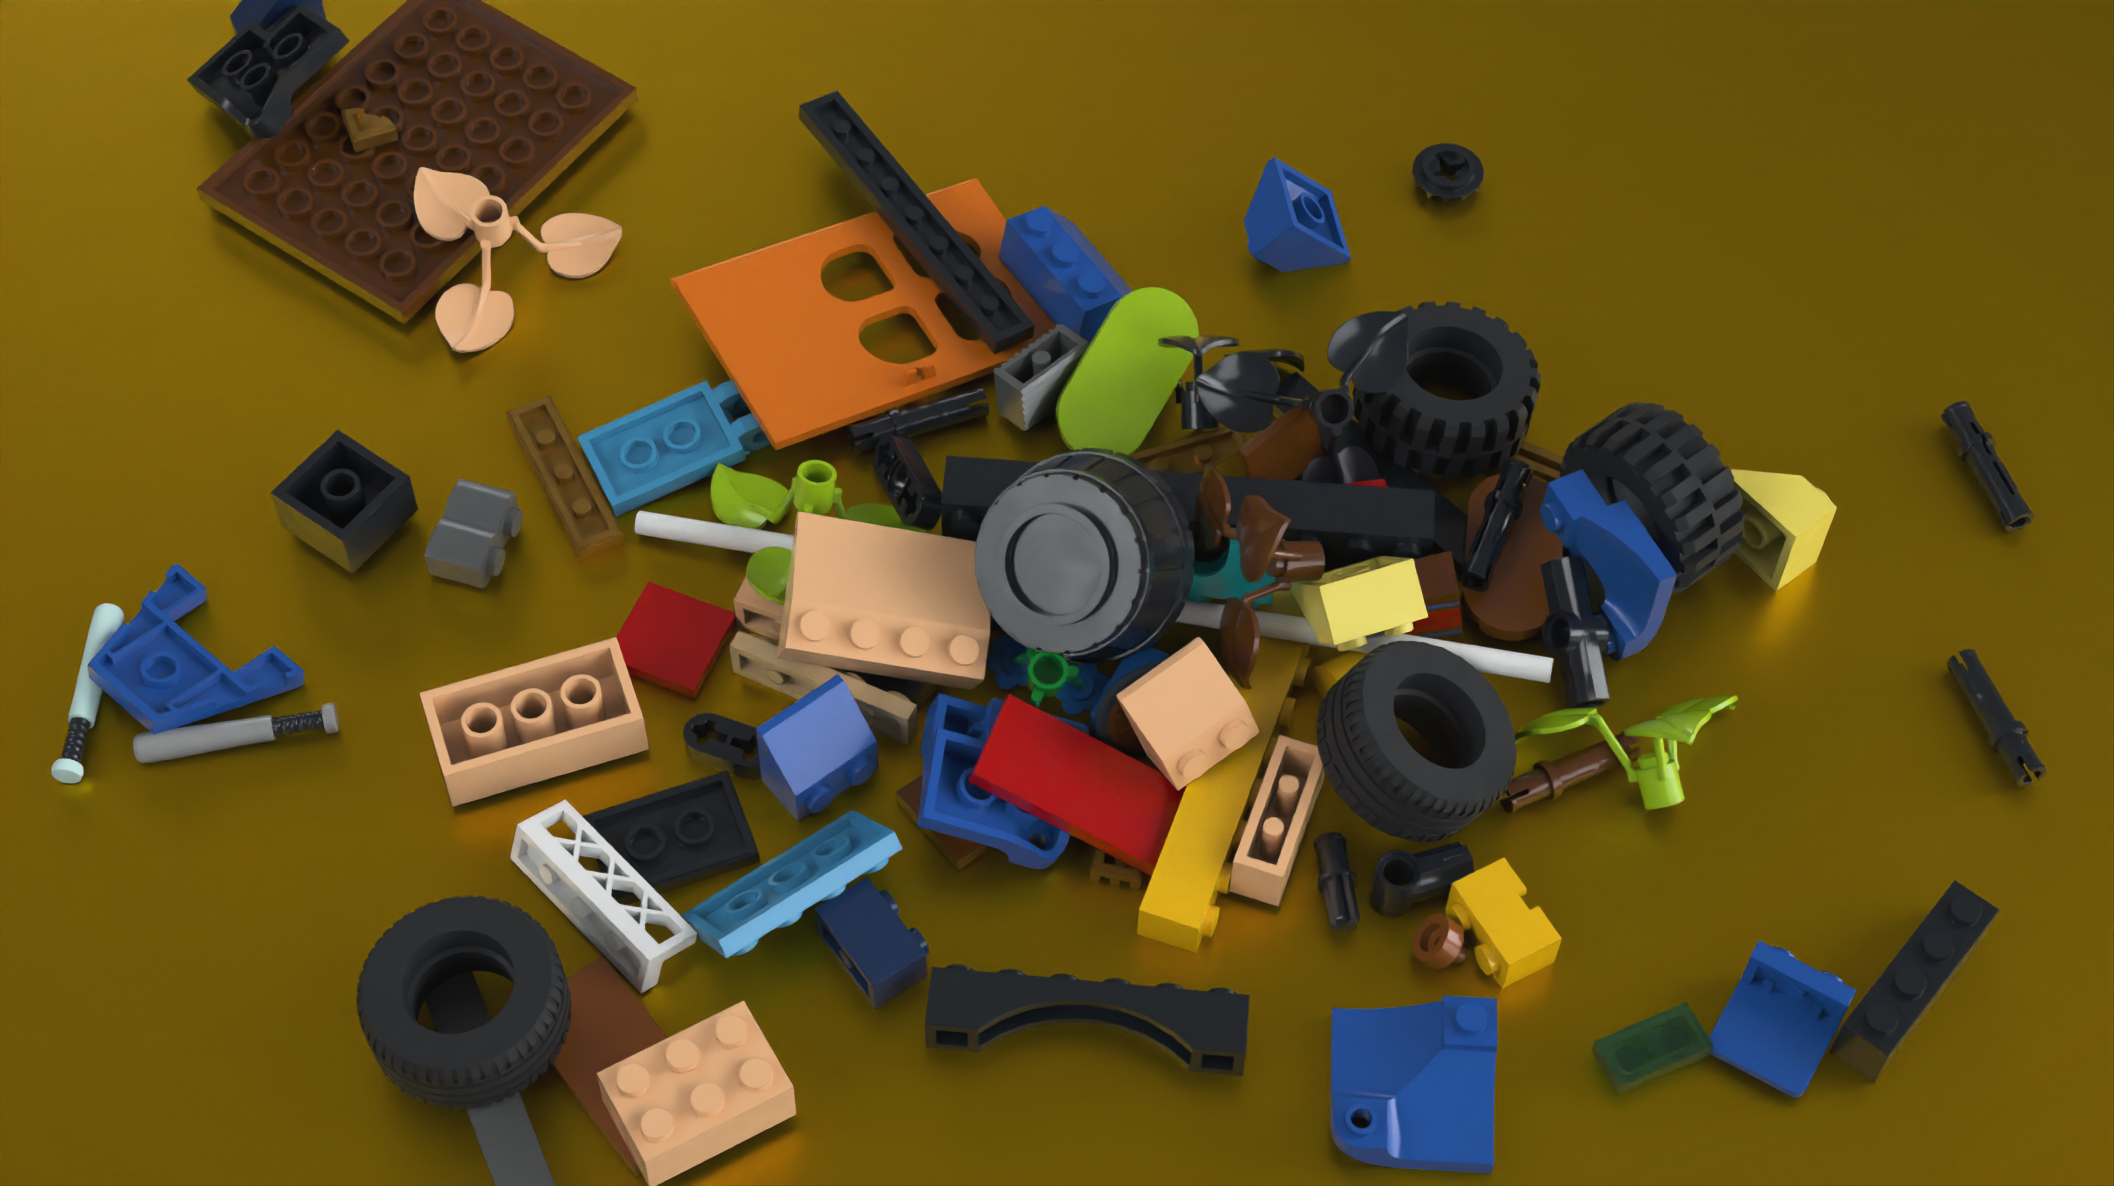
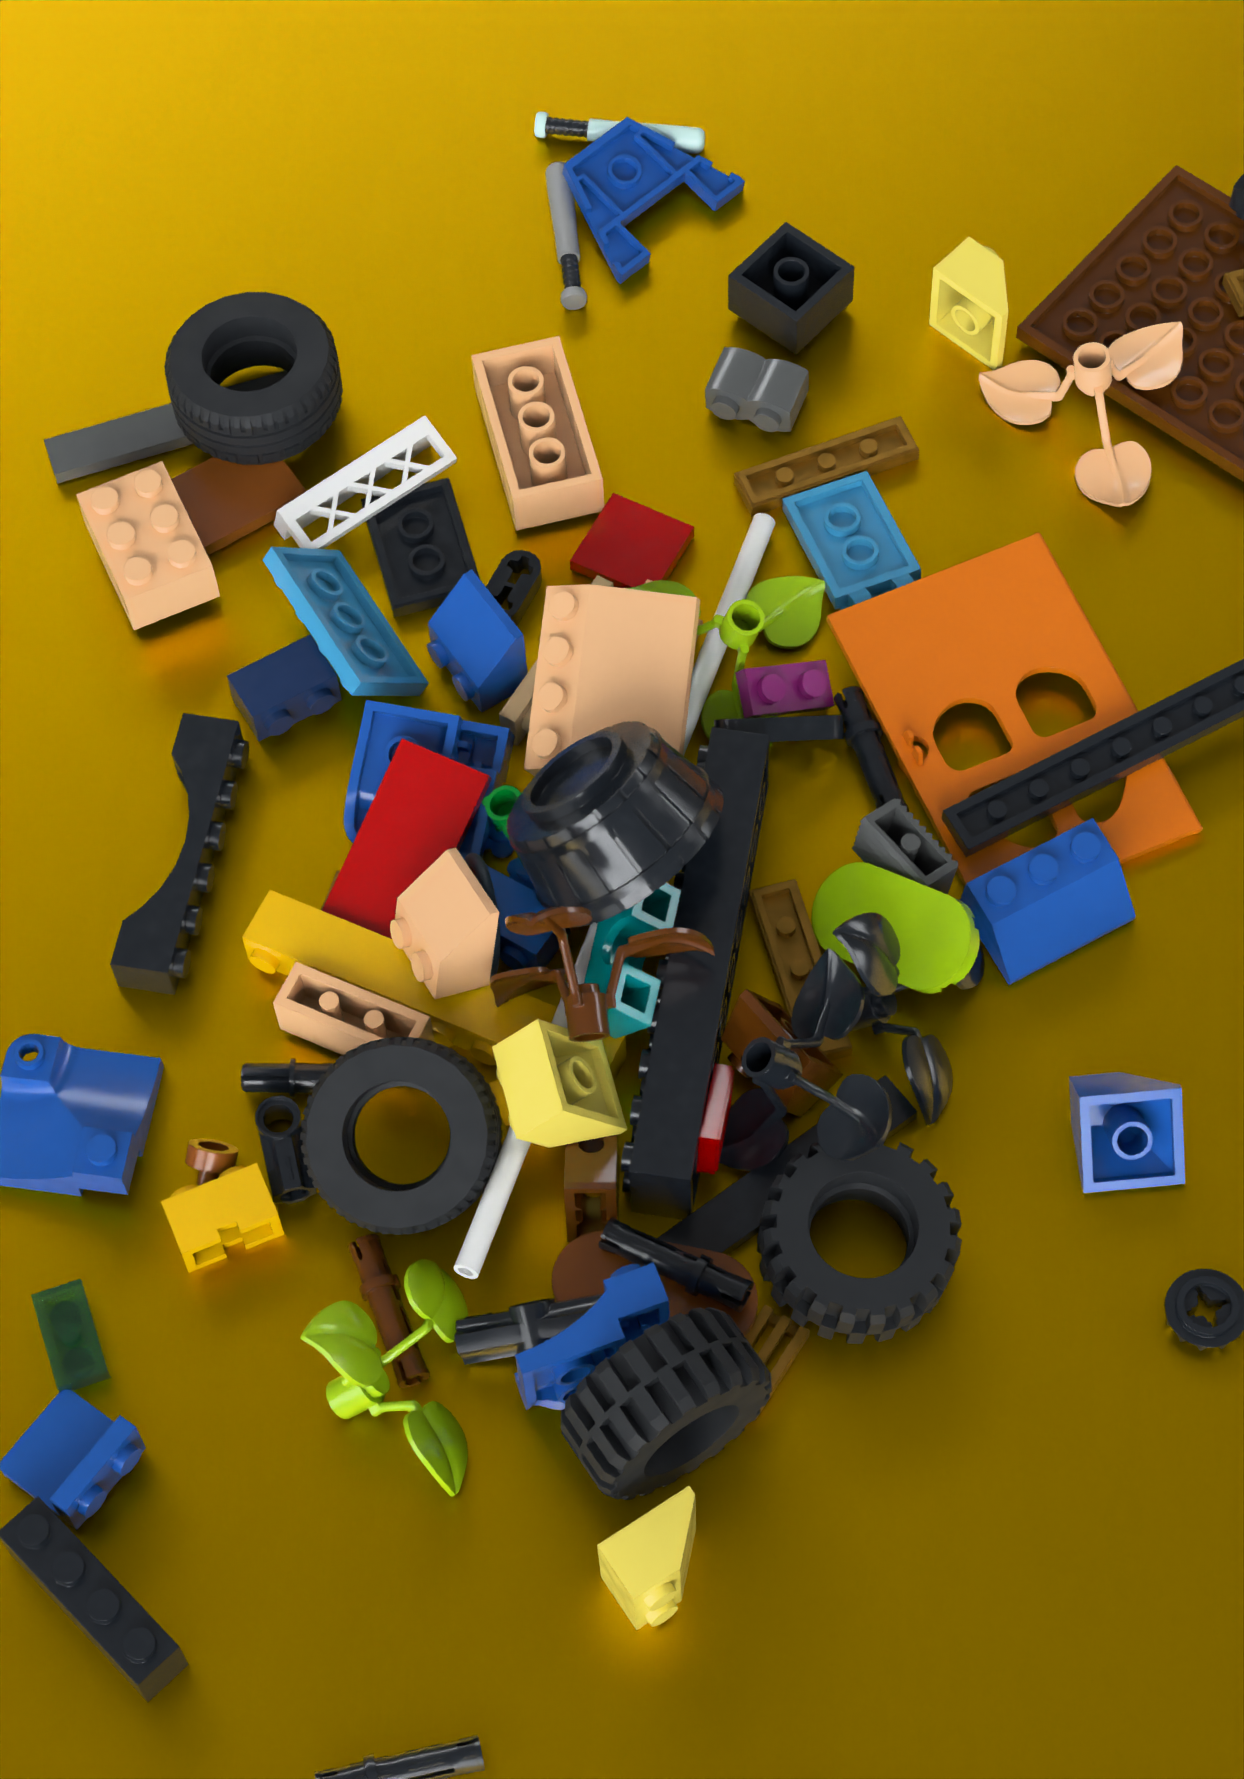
camera: 100 degrees right, 5 degrees up
(381, 335) = (971, 301): none -> light yellow slope
(860, 483) = (785, 689): none -> magenta plate

